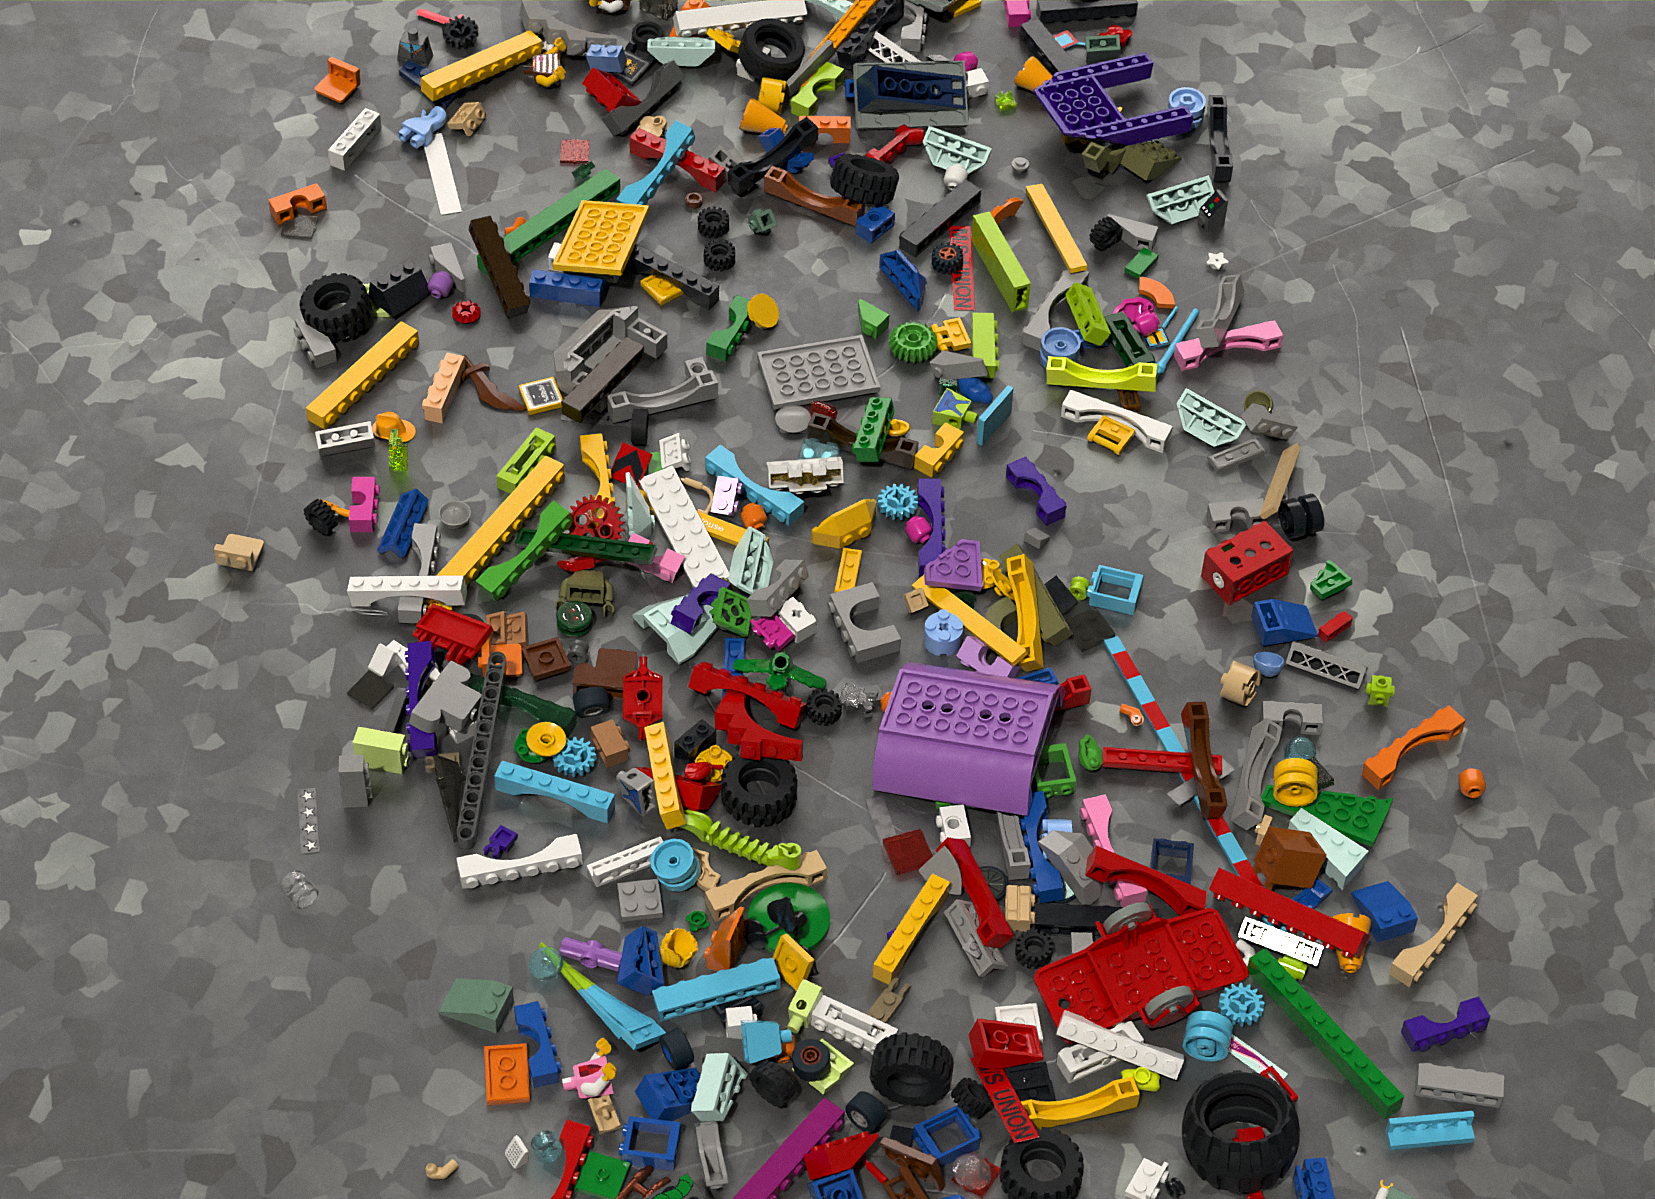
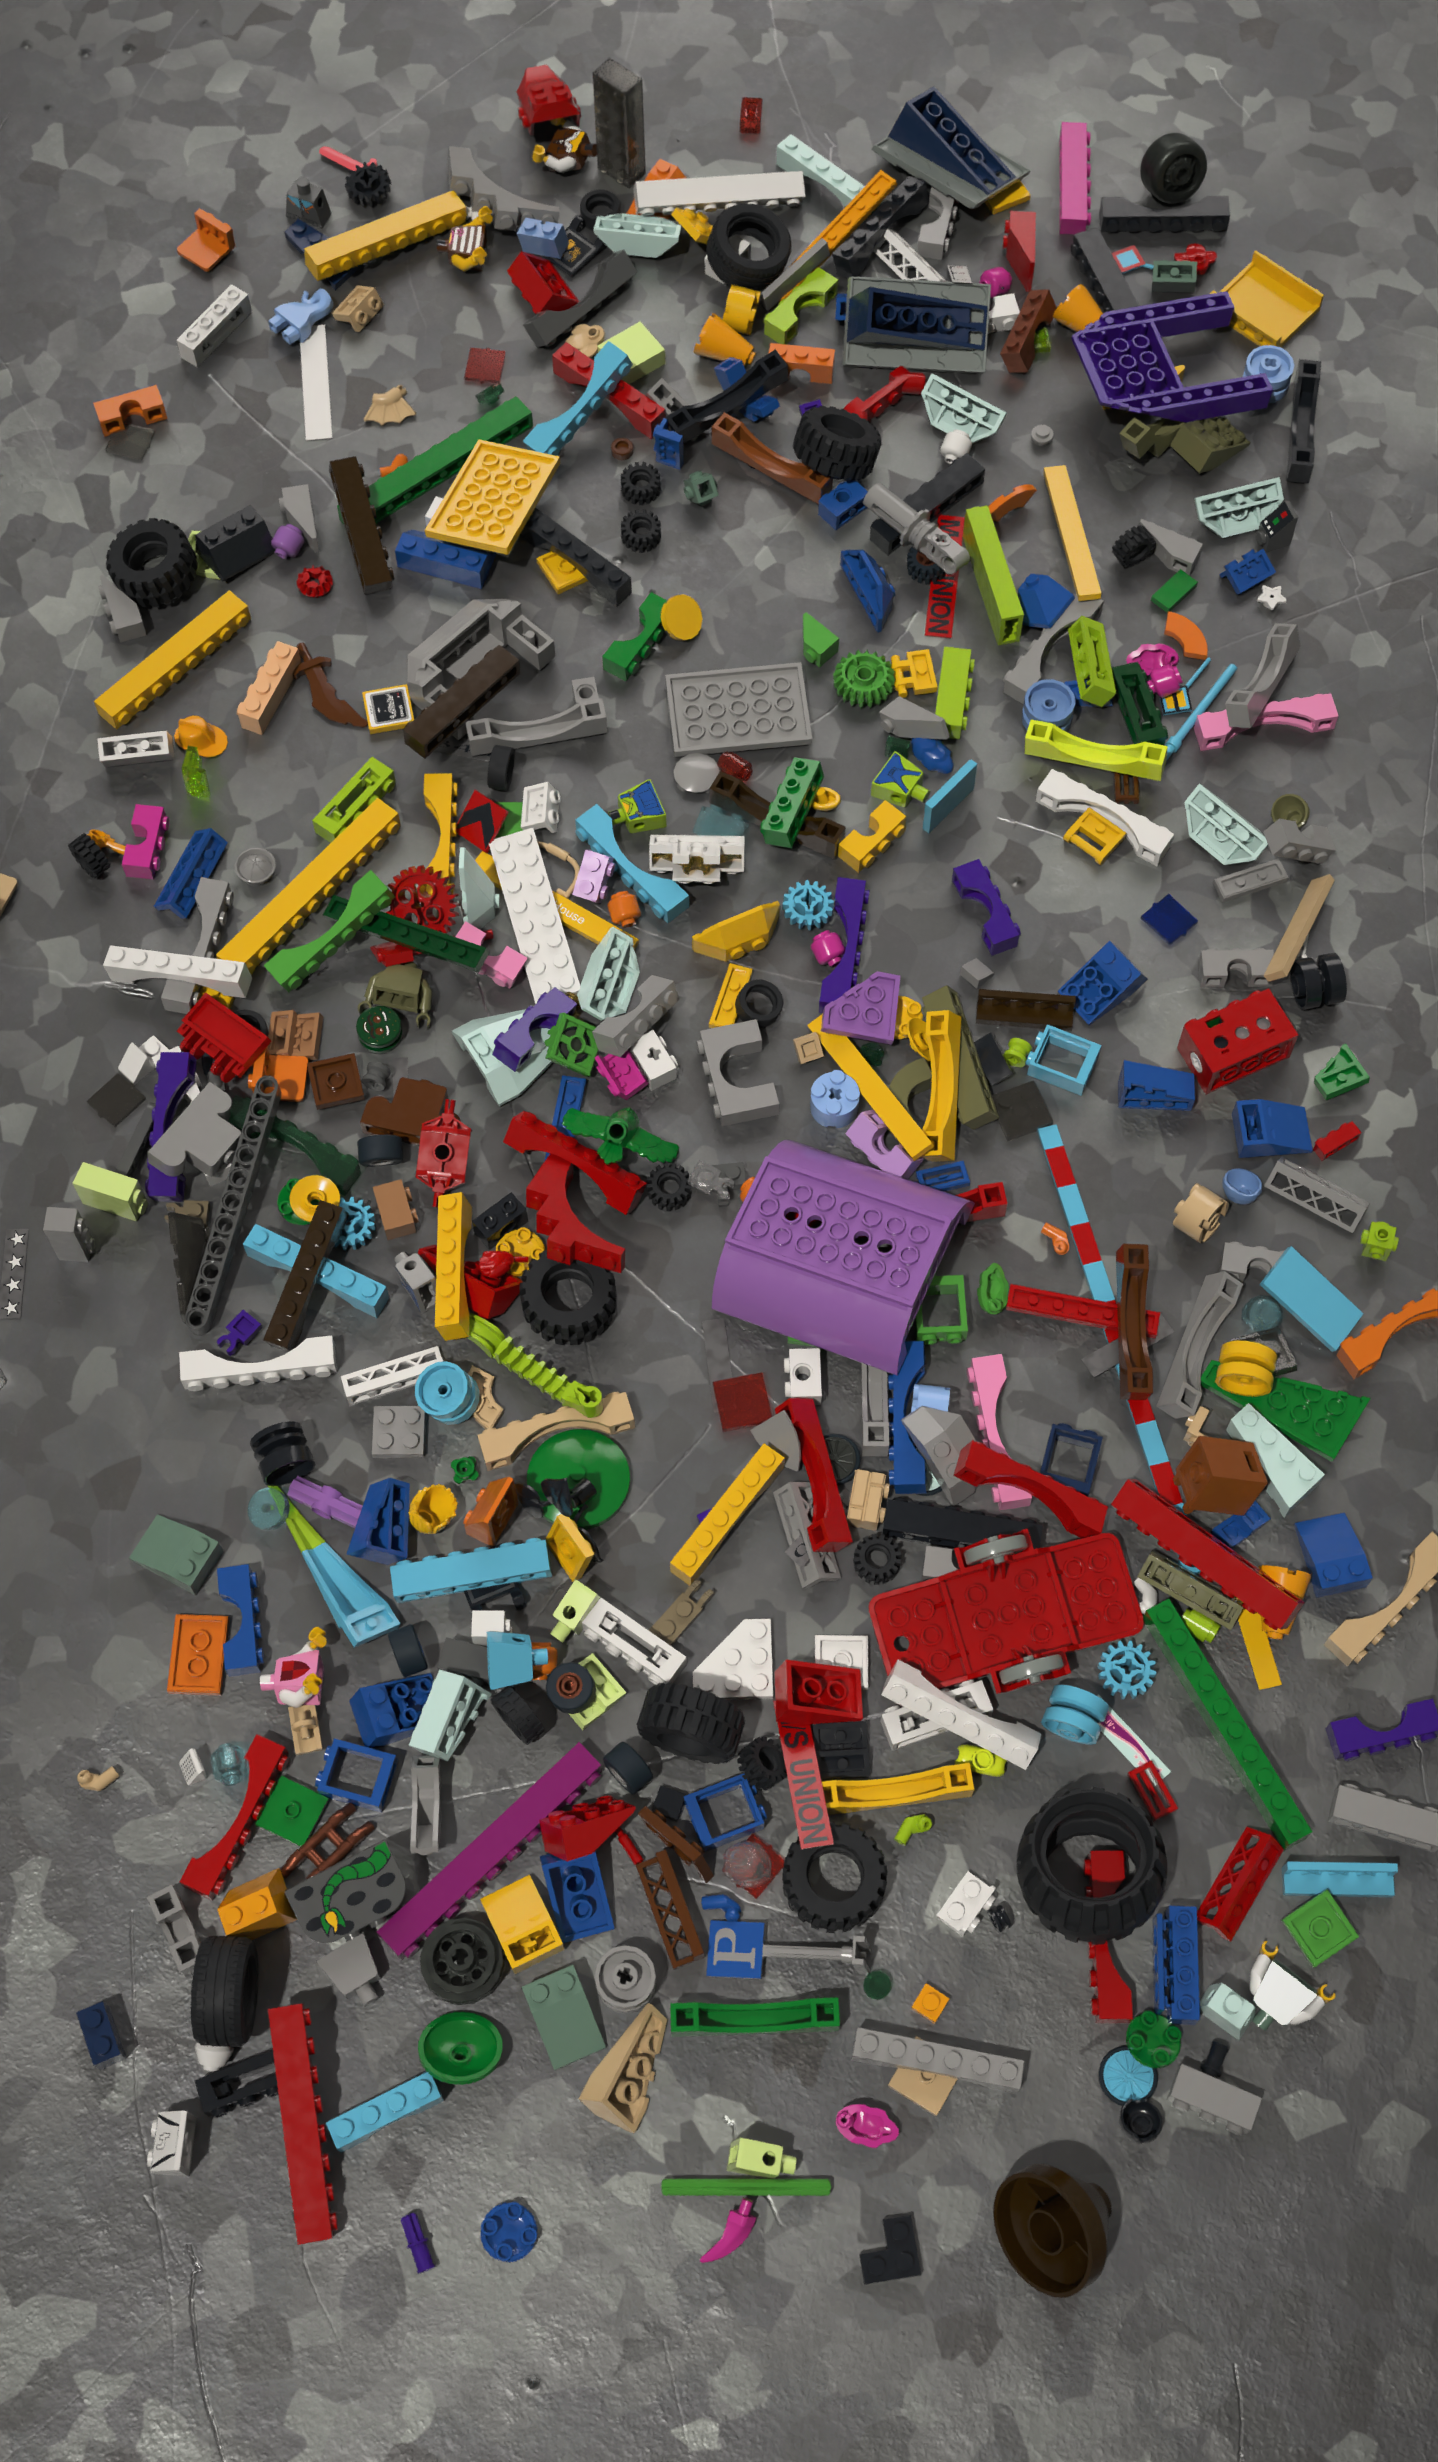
camera: 10 degrees right, 15 degrees up
(504, 185) = (389, 407): none -> tan arm
(542, 813) = (293, 1304): none -> dark brown arch
(552, 920) = (282, 1453): none -> black wheel
(703, 129) = (642, 350): none -> yellowish green brick
(732, 193) = (668, 446): none -> blue bracket
(754, 447) = (639, 809): none -> torso
(876, 562) = (769, 990): none -> black tyre
(936, 233) = (916, 529): none -> light grey piece
(946, 1025) = (740, 1664): none -> white plate
(981, 35) = (1021, 245): none -> red slope
(992, 103) = (1019, 347): none -> copper arch
(1043, 275) = (1043, 600): none -> blue slope
(1078, 560) = (1026, 1010): none -> dark brown fence
(1095, 1131) = (912, 1825): none -> lime arm
(1136, 534) = (1103, 983): none -> blue slope
(1178, 488) = (1169, 919): none -> clear blue piece
(1180, 60) = (1270, 302): none -> yellow panel
(1189, 601) = (1155, 1088): none -> blue wedge
(1196, 244) = (1248, 572): none -> blue bracket
(1336, 733) = (1311, 1299): none -> medium azure tile
(1338, 979) = (1259, 1650): none -> yellow sticker
(1359, 1142) = (1245, 1883): none -> red fence
(1422, 1167) = (1319, 1928): none -> bright green tile

